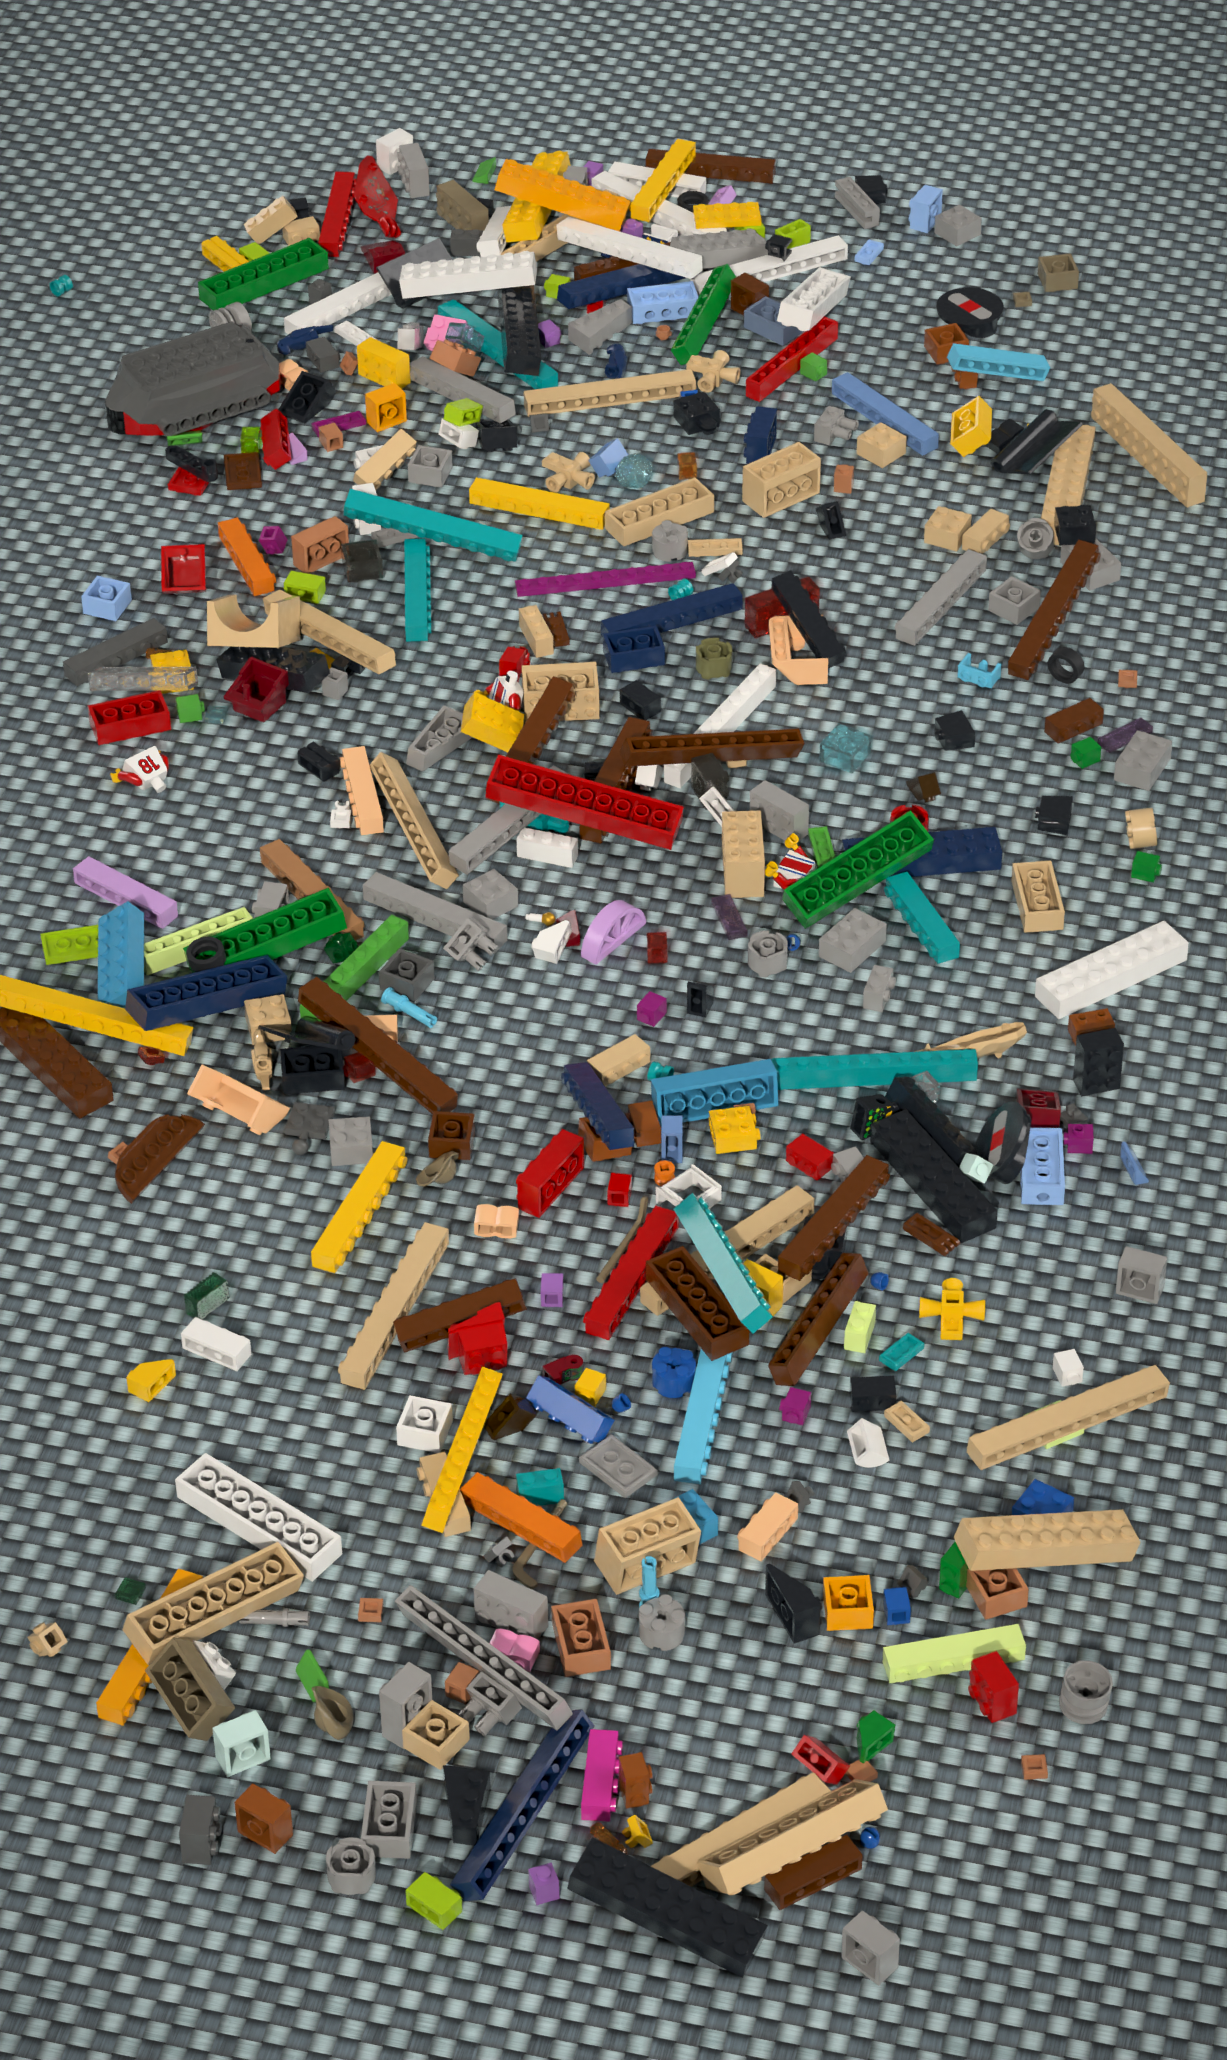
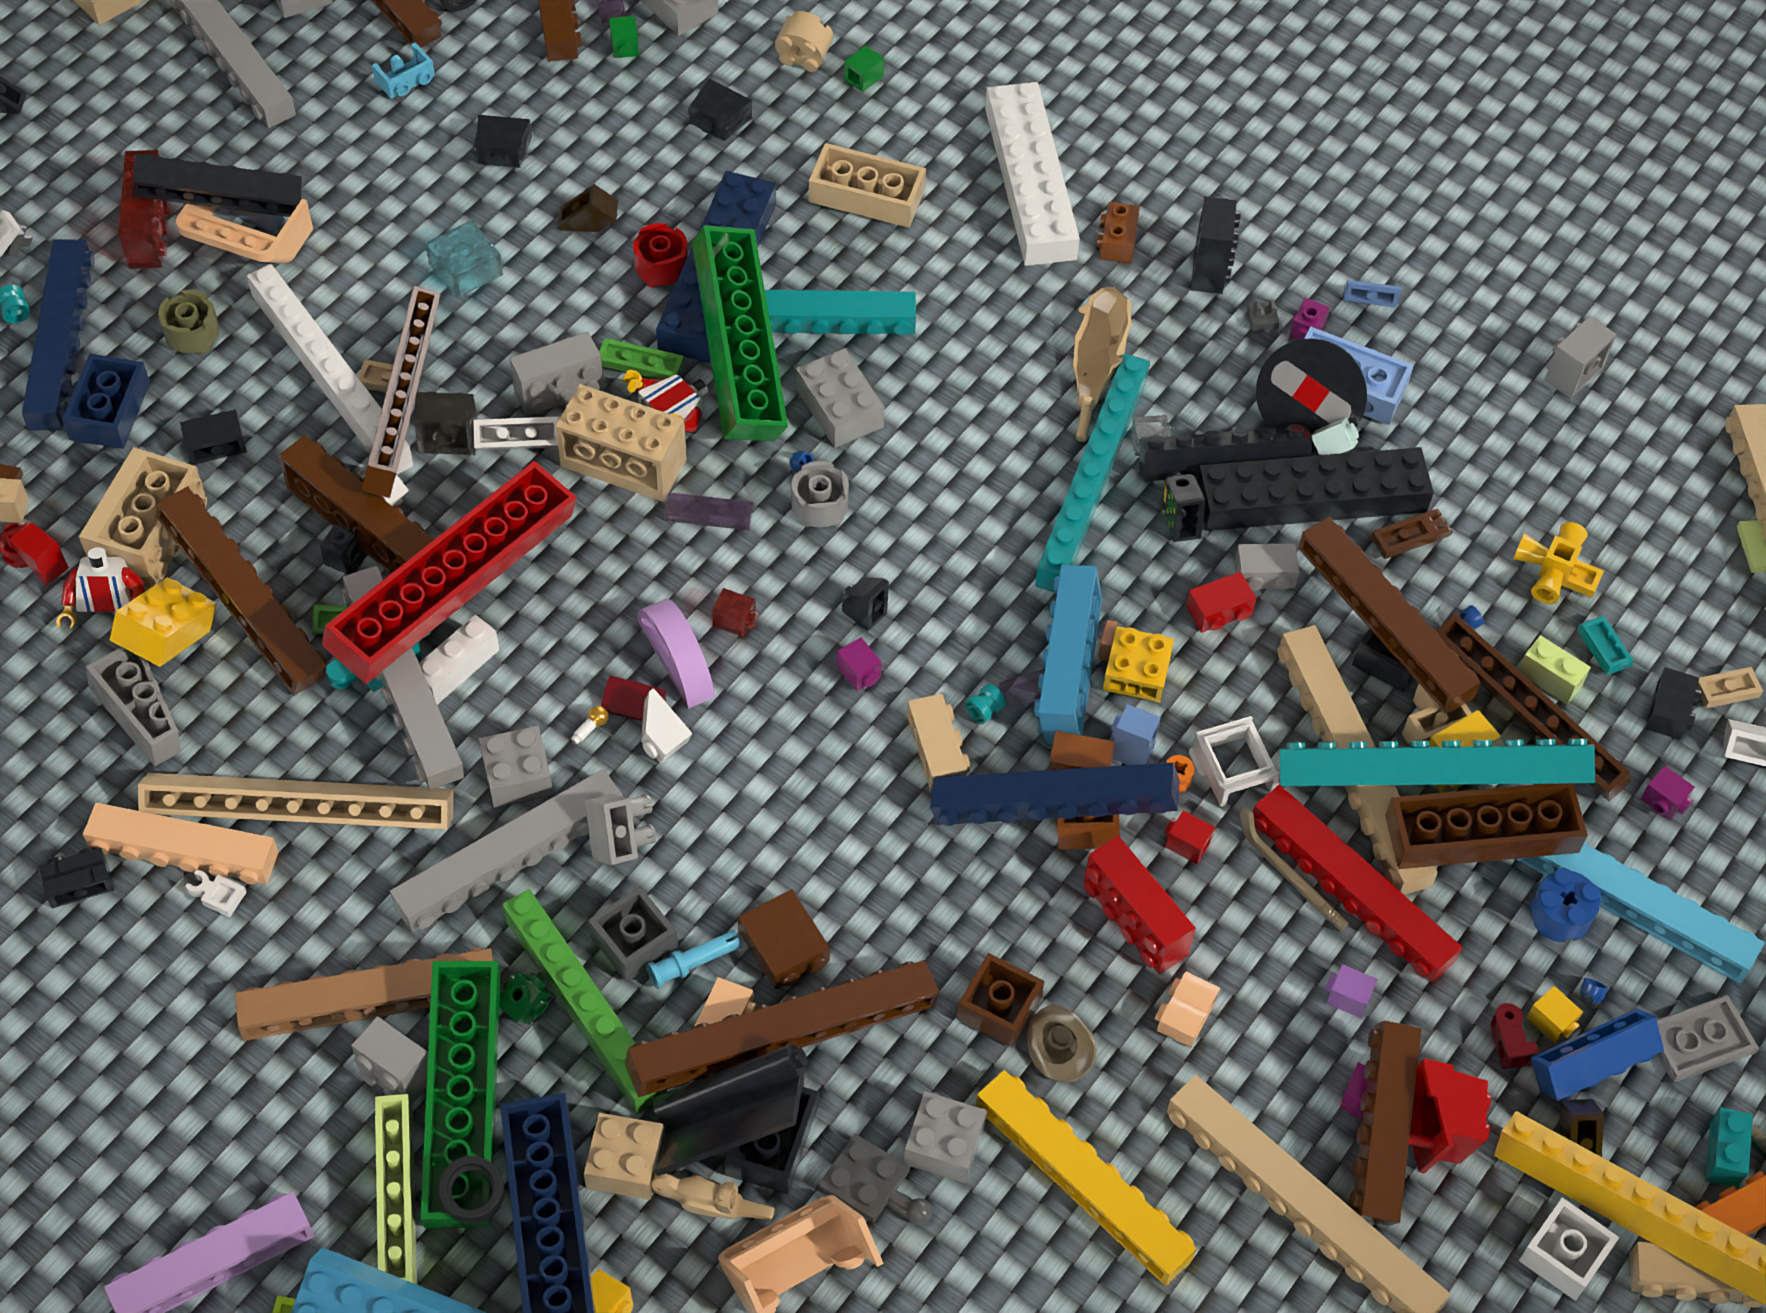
camera: 70 degrees left, 15 degrees up
(442, 1039) = (784, 939): none -> reddish brown brick
(878, 988) = (945, 407): light grey brick -> none
(1041, 1106) = (1239, 339): dark red slope -> none
(1068, 1367) = (1695, 491): white brick -> none

